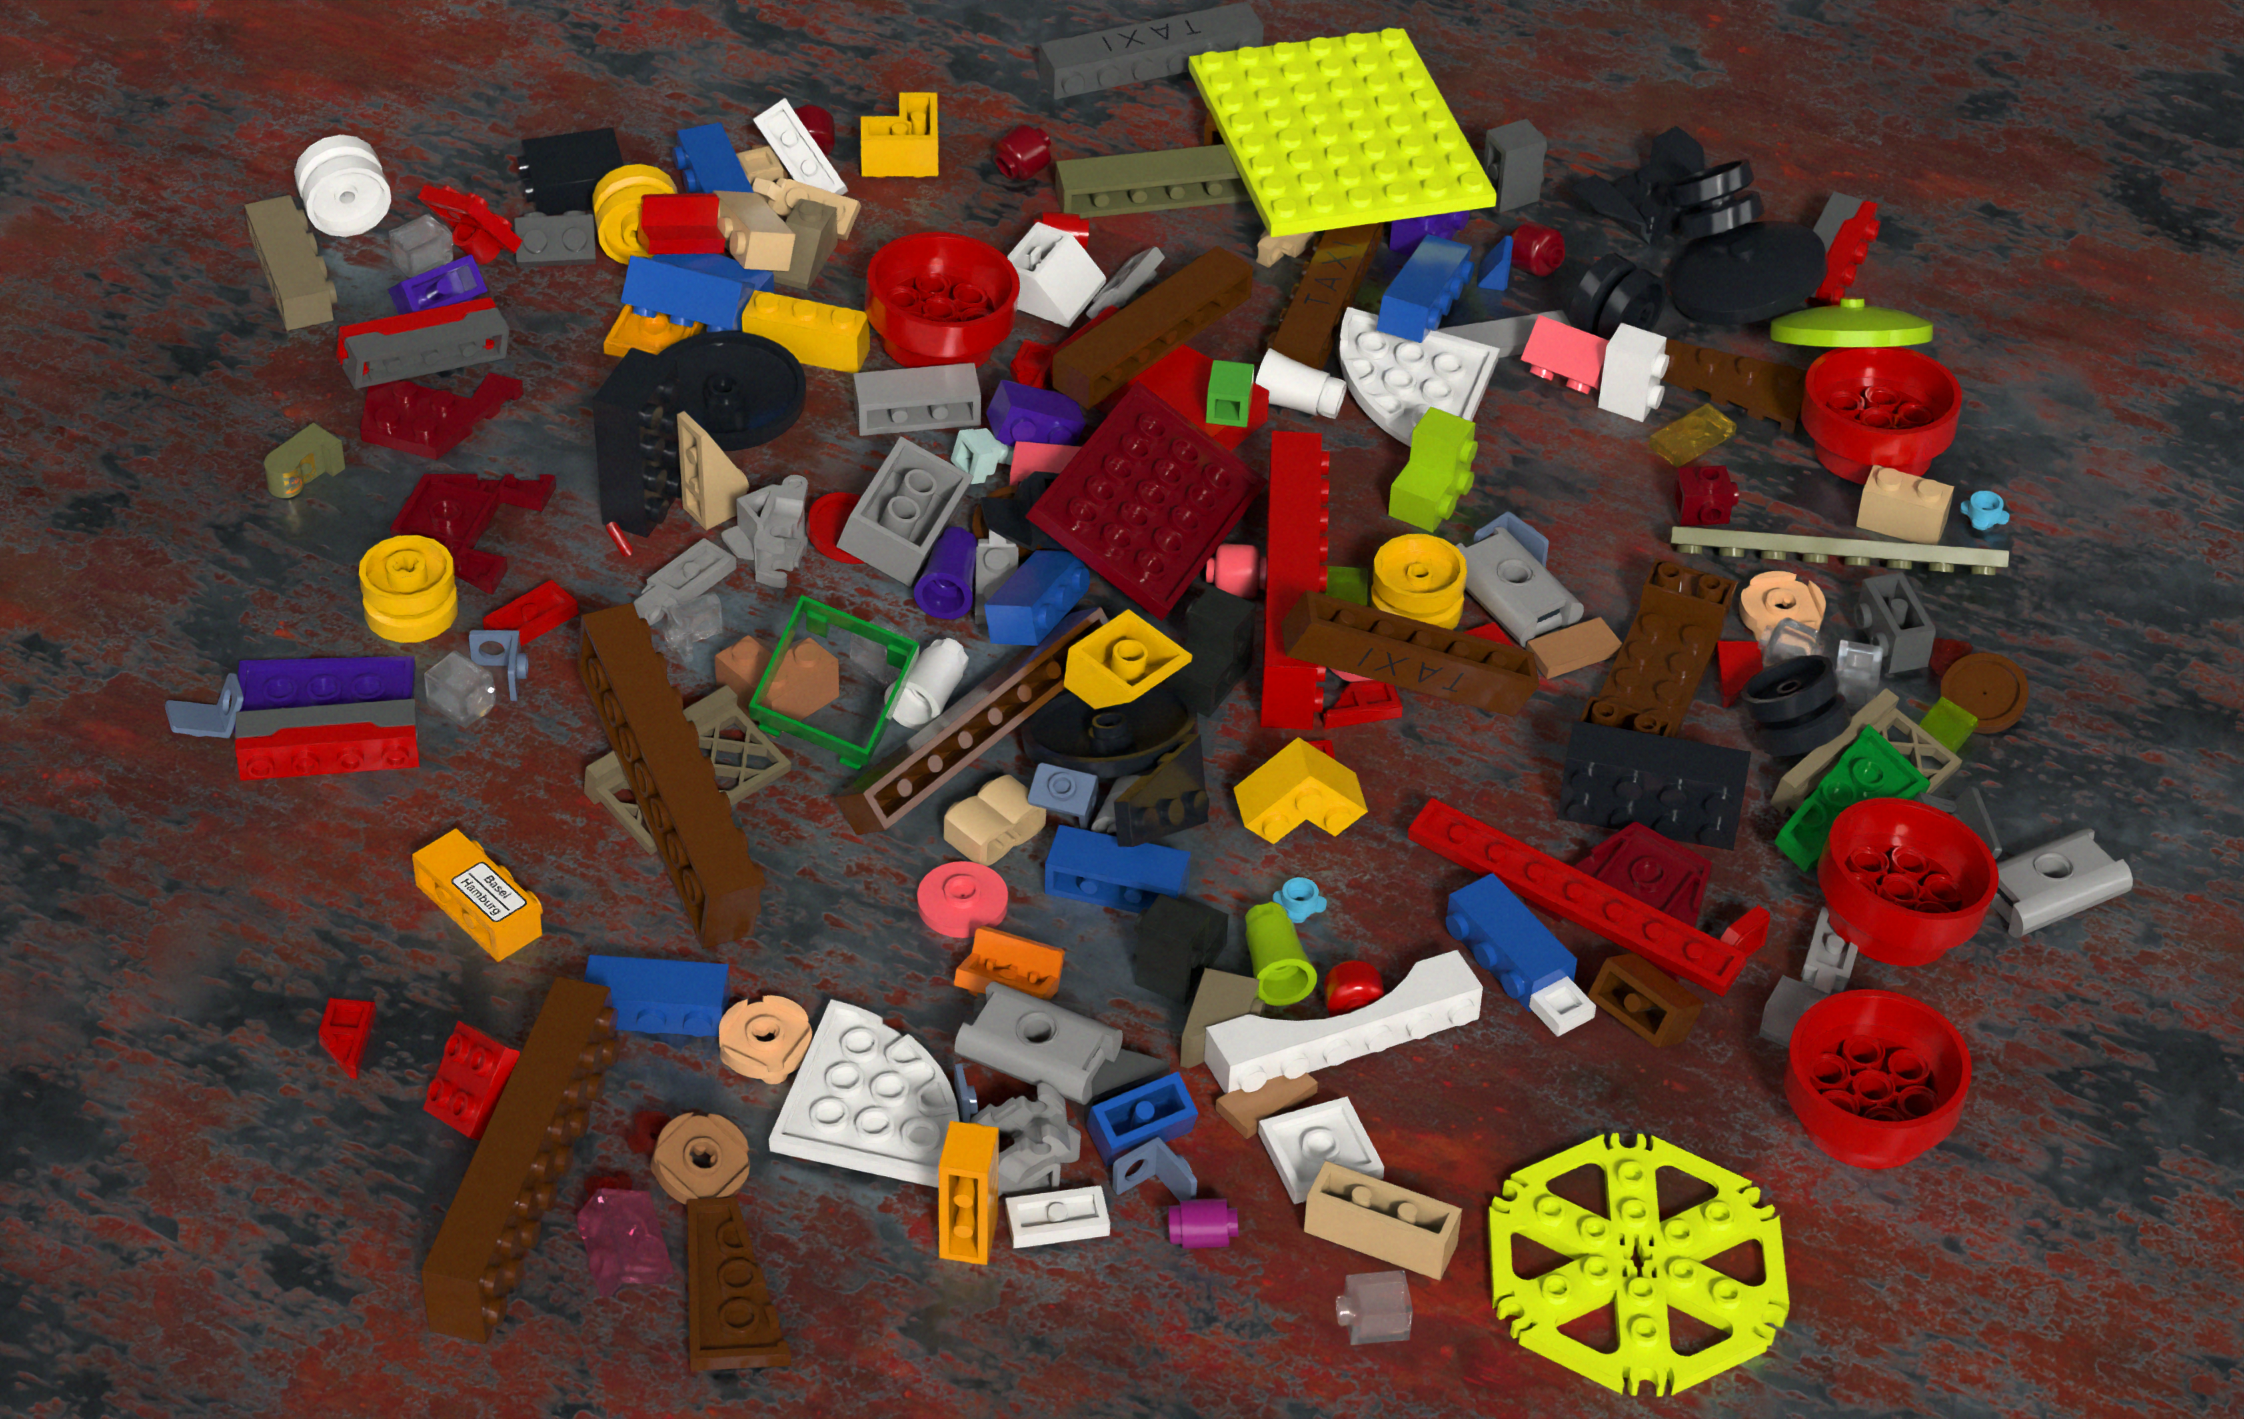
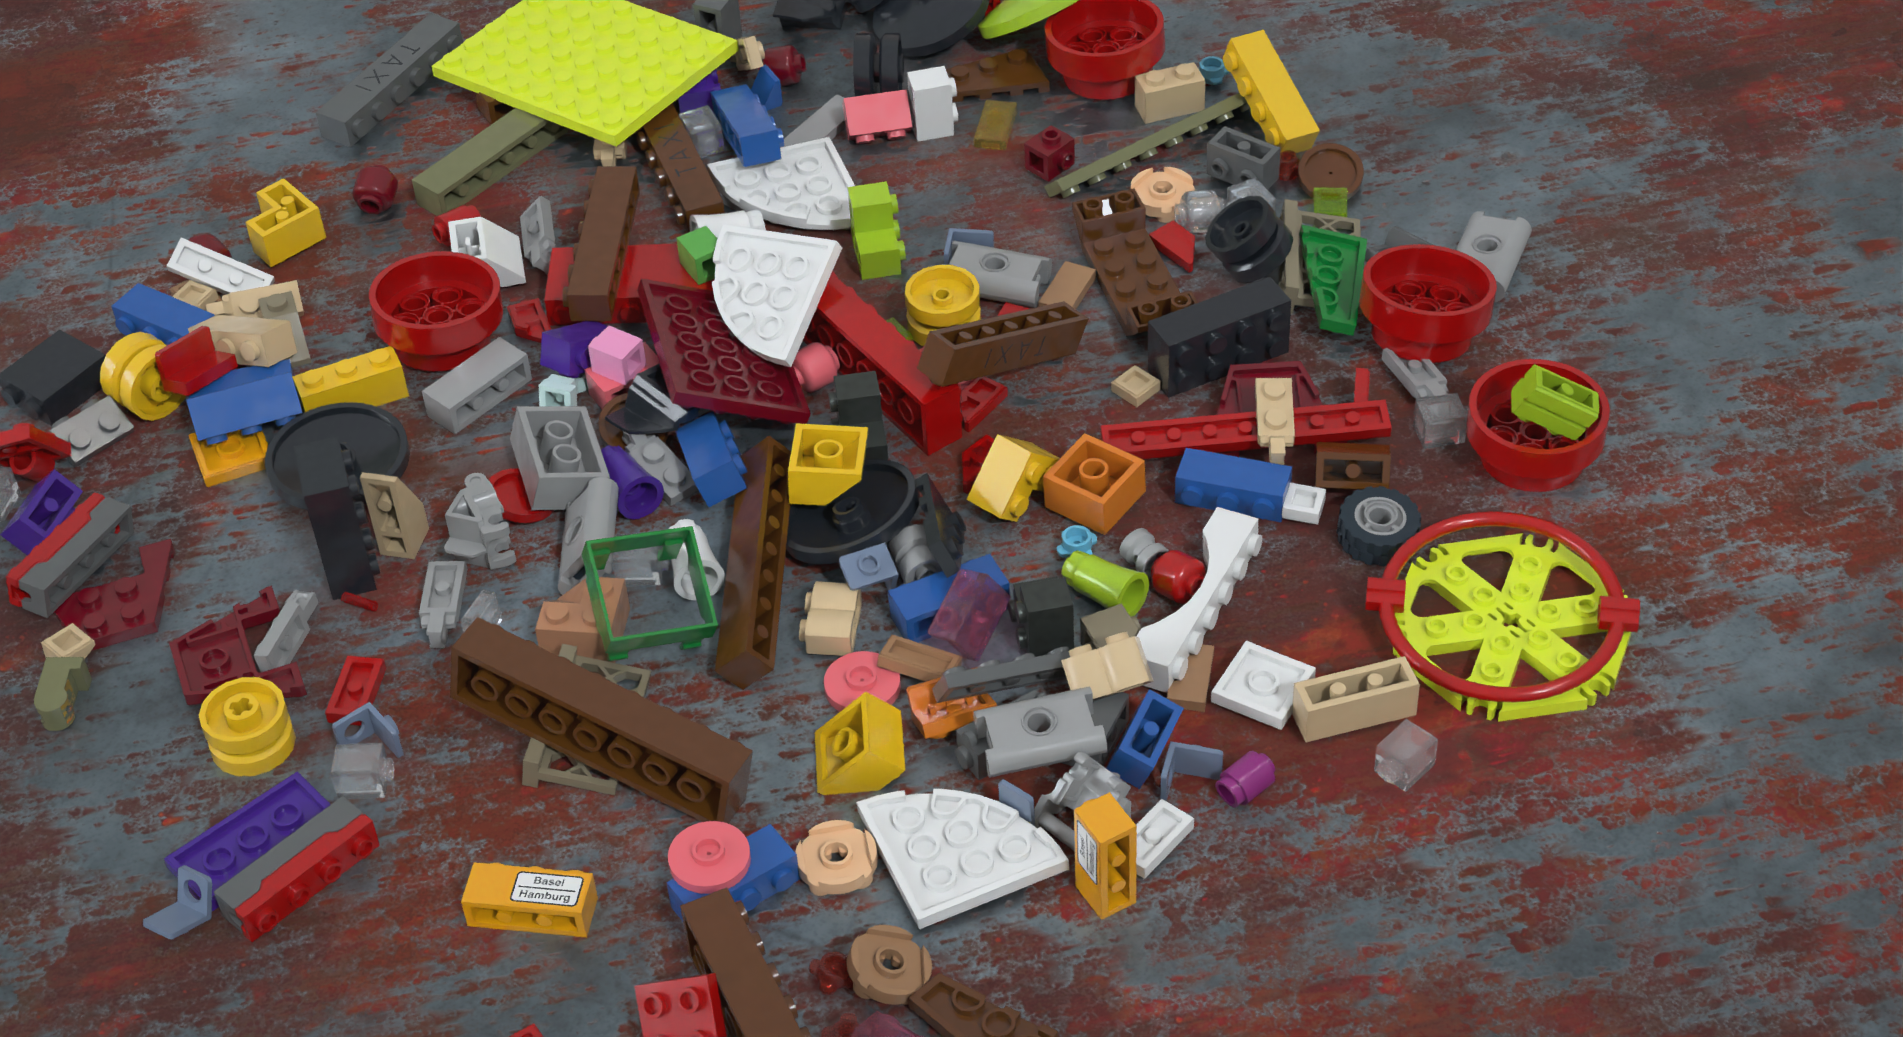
camera: 35 degrees left, 0 degrees up
(347, 423) = (68, 643): none -> tan slope
(526, 526) = (286, 632): none -> light grey hinge
(643, 957) = (709, 857): none -> coral piece
(867, 593) = (586, 519): none -> light grey piece
(890, 955) = (860, 748): none -> yellow slope
(1030, 909) = (916, 659): none -> medium nougat tile
(1047, 441) = (617, 355): none -> bright pink brick
(1101, 981) = (998, 676): none -> dark grey plate
(1108, 896) = (970, 613): none -> clear pink bracket
(1168, 1029) = (1110, 668): none -> tan brick
(1243, 462) = (770, 287): none -> white plate
(1348, 941) = (1141, 550): none -> light grey wheel
(1368, 851) = (1094, 483): none -> orange brick
(1381, 267) = (703, 130): none -> clear brick
(1505, 214) = (749, 54): none -> tan hinge
(1534, 786) = (1135, 386): none -> tan tile
(1609, 899) = (1275, 416): none -> tan hinge
(1610, 1076) = (1376, 524): none -> black wheel
(1734, 1314) = (1614, 611): none -> red piece
(1887, 1062) = (1554, 403): none -> lime brick
(1997, 567) = (1270, 92): none -> yellow brick

